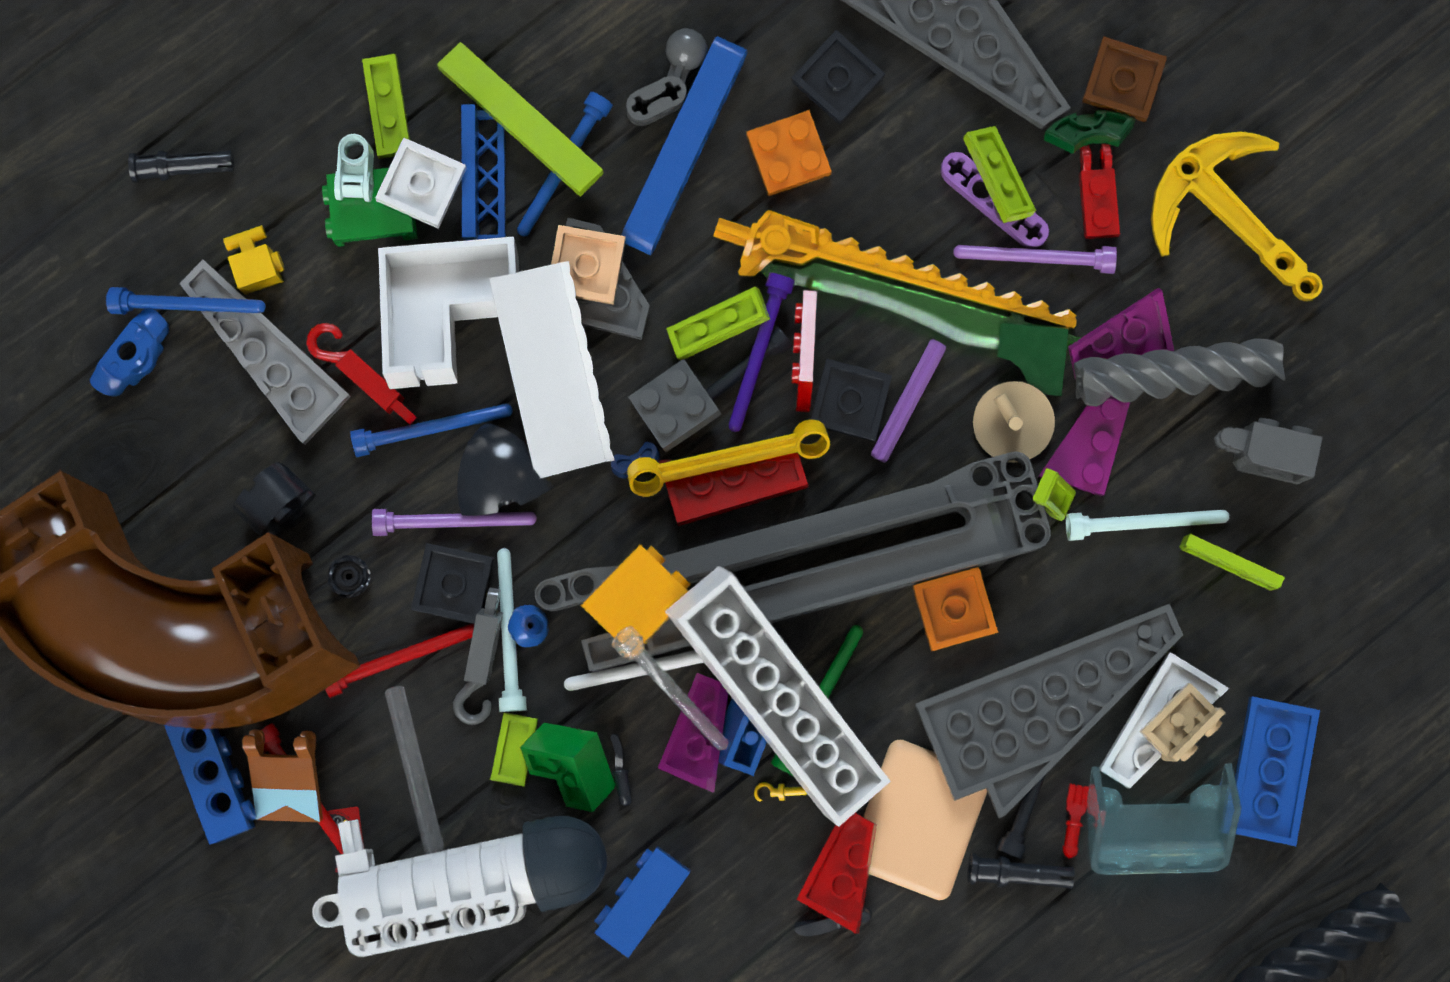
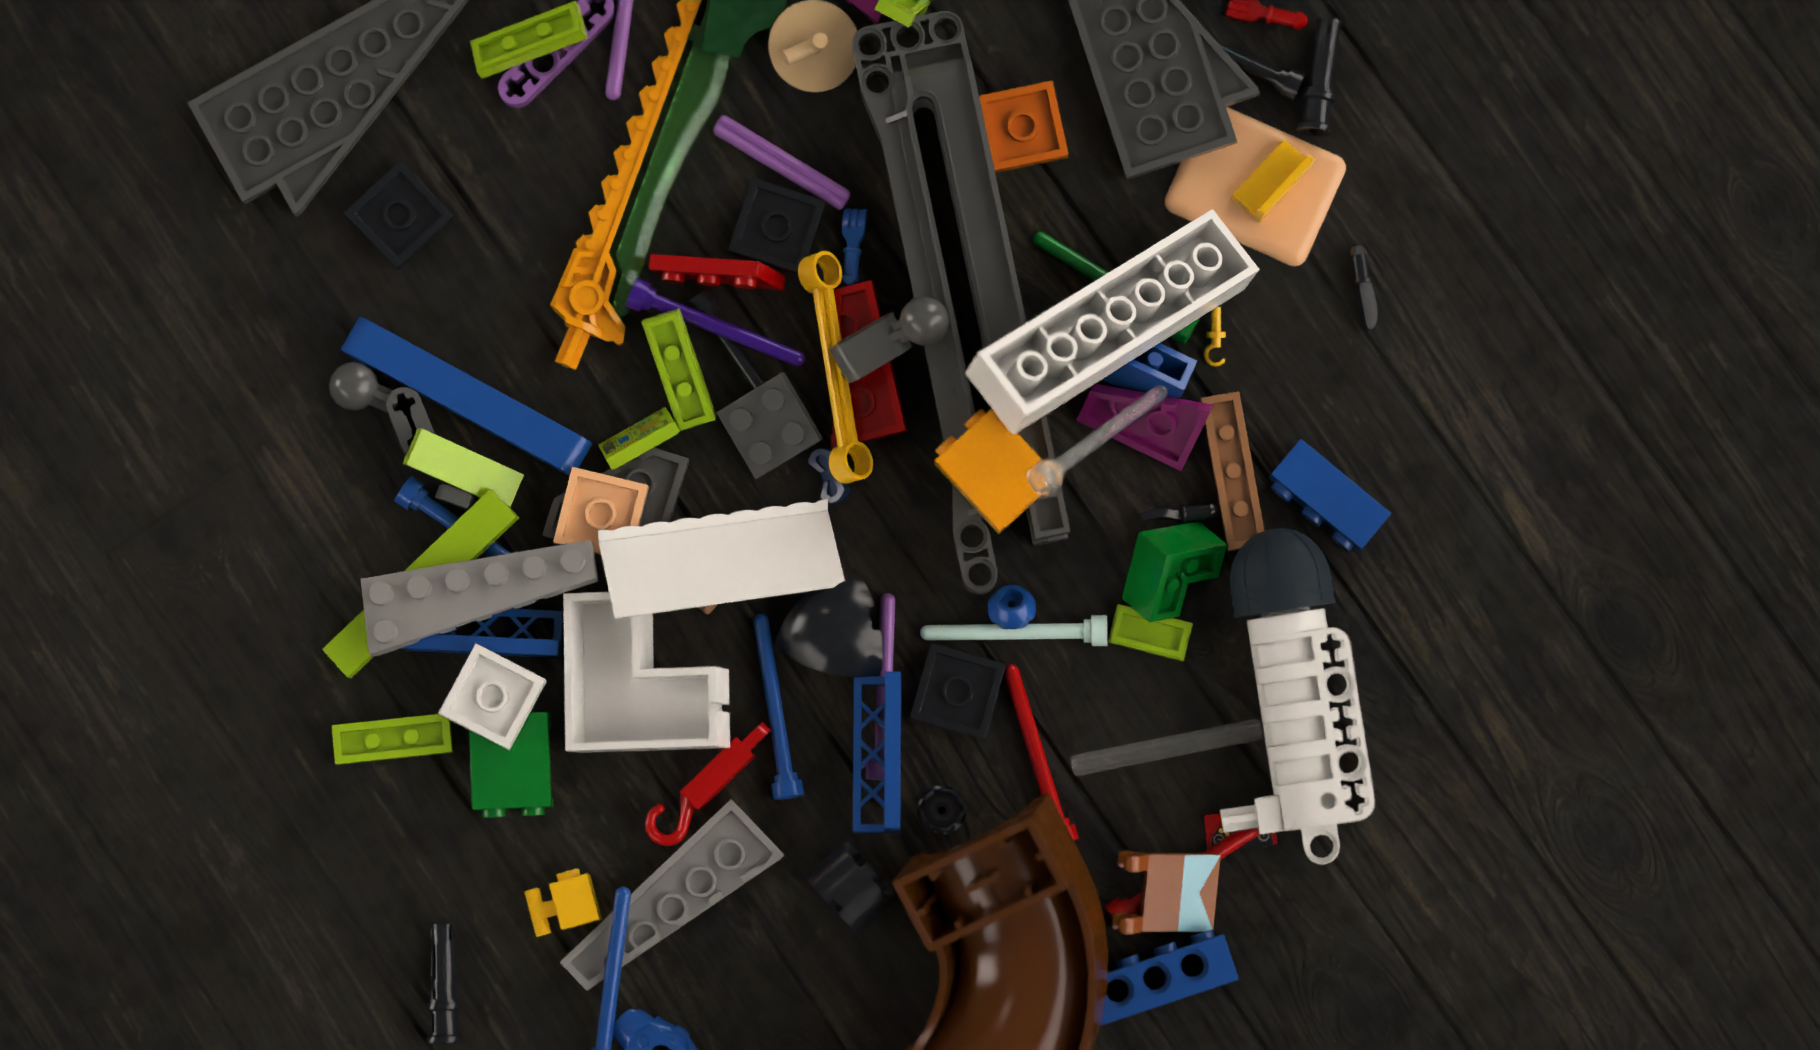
camera: 85 degrees left, 0 degrees up
(354, 176) = (474, 772): light aqua piece -> none
(391, 528) = (892, 747): none -> blue fence
(480, 658) = (1046, 662): dark grey piece -> none
(504, 134) = (439, 598): none -> light grey wing
(596, 143) = (455, 497): none -> dark grey tile
(620, 144) = (461, 467): none -> lime tile
(630, 671) = (1069, 490): white piece -> none
(656, 294) = (639, 438): none -> lime tile
(660, 814) = (1233, 469): none -> medium nougat plate
(753, 498) = (921, 322): none -> dark grey beam
(788, 153) = (483, 278): orange plate -> none
(841, 873) = (1311, 272): red wing -> none
(851, 467) = (854, 232): none -> blue piece
(922, 834) = (1272, 180): none -> yellow panel

